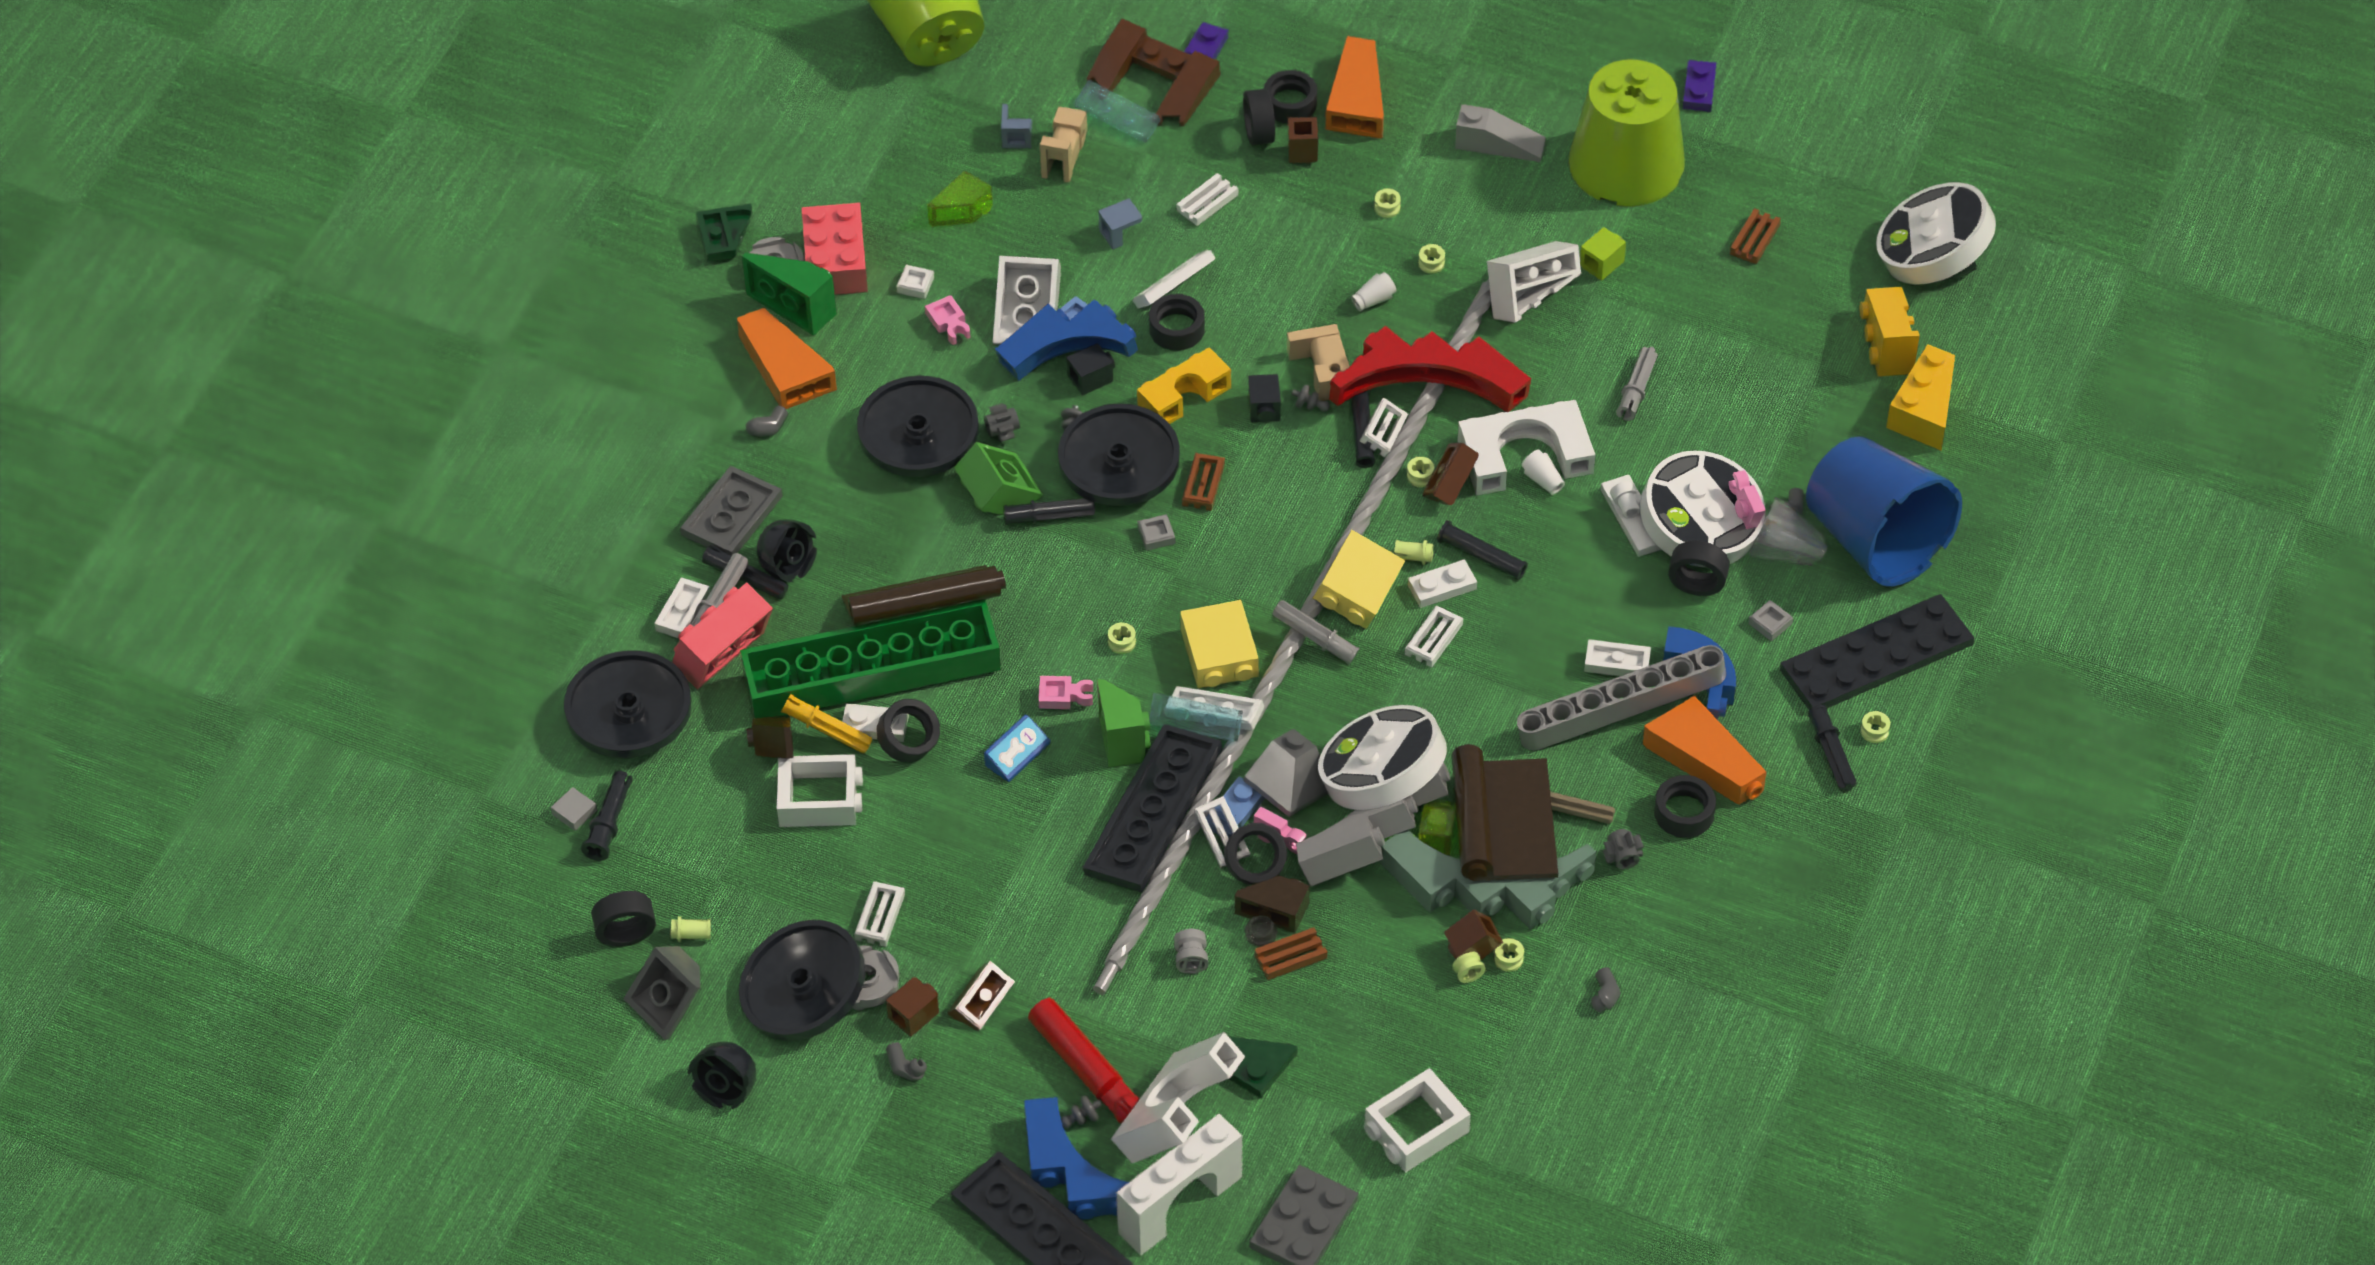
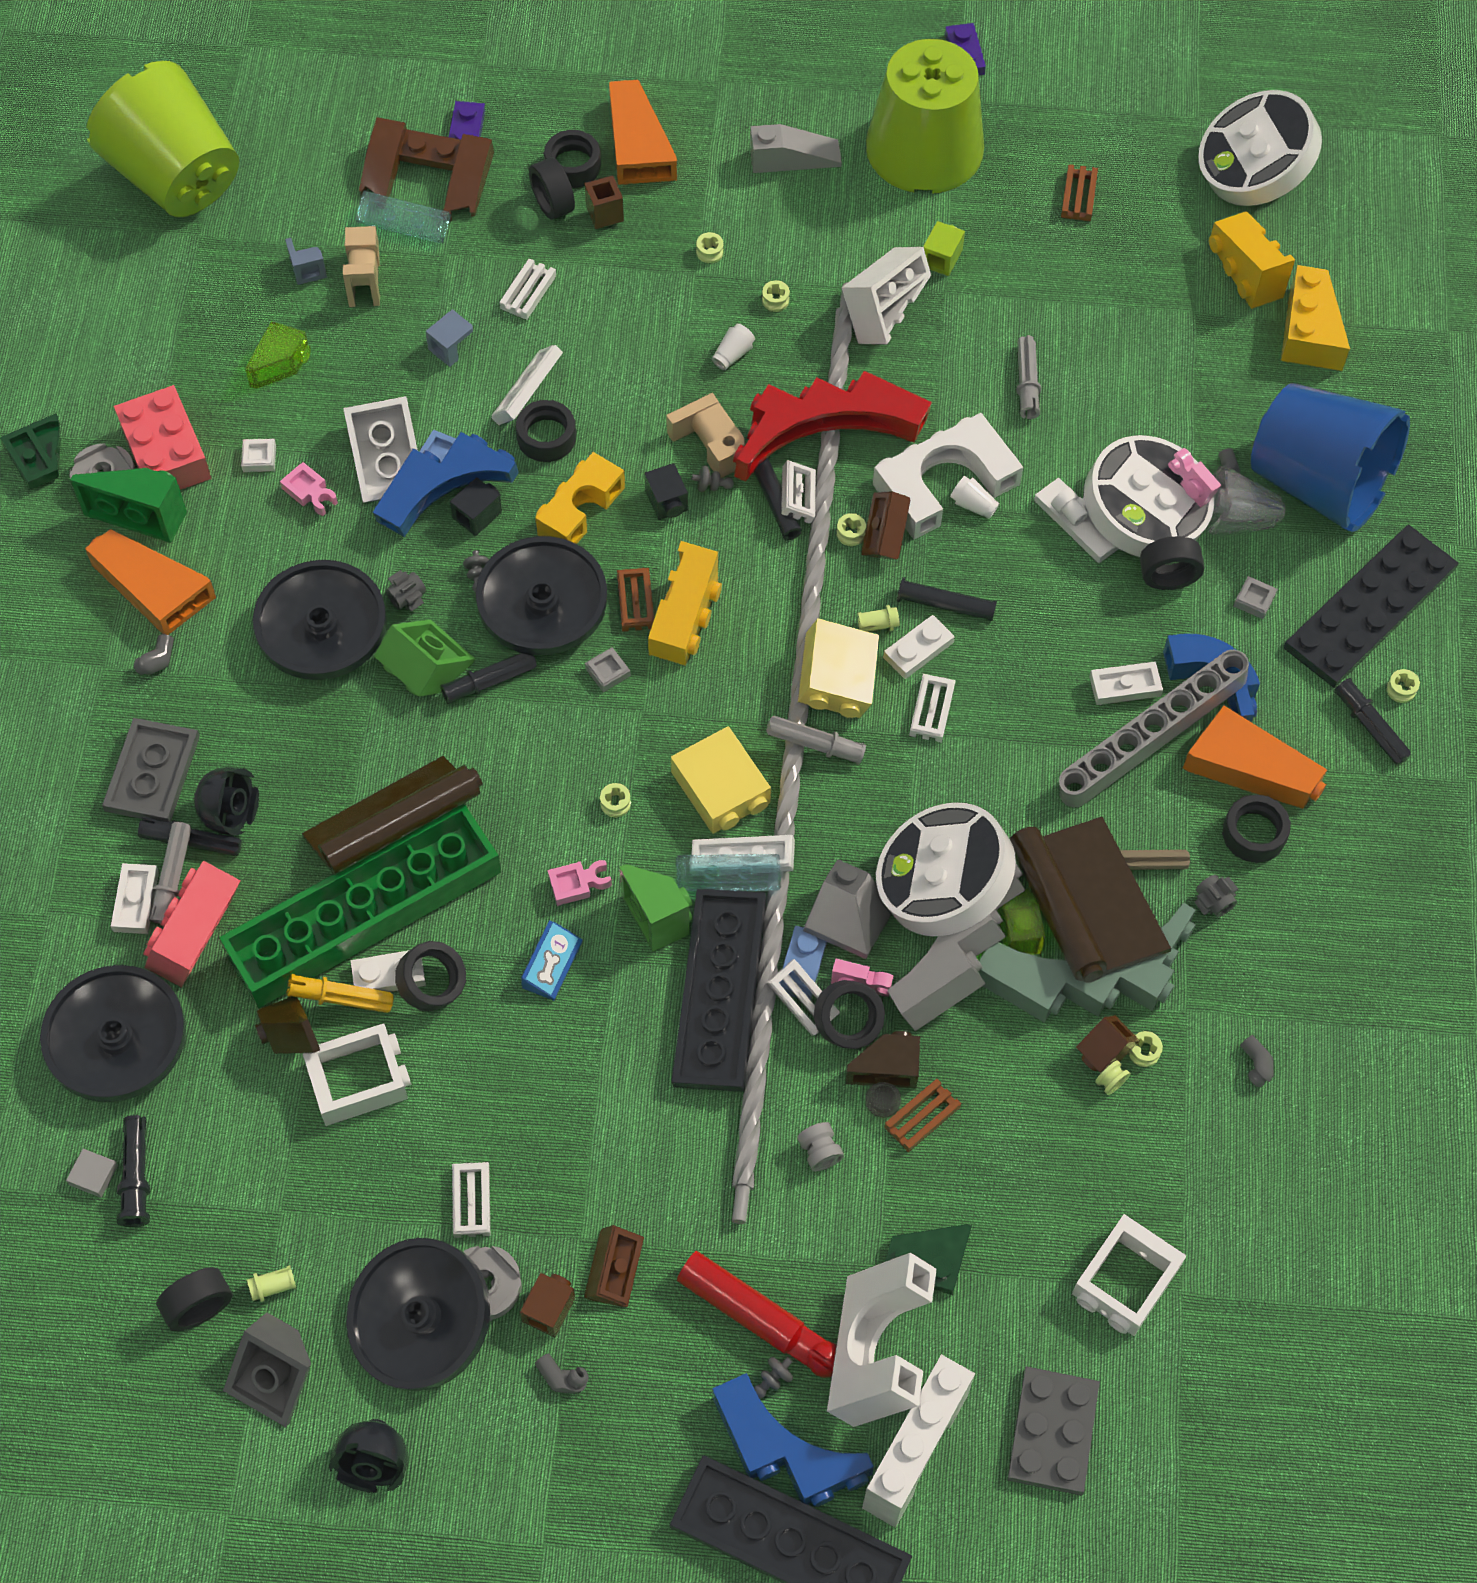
camera: 20 degrees left, 10 degrees up
(1244, 495) = (685, 605): none -> yellow wedge

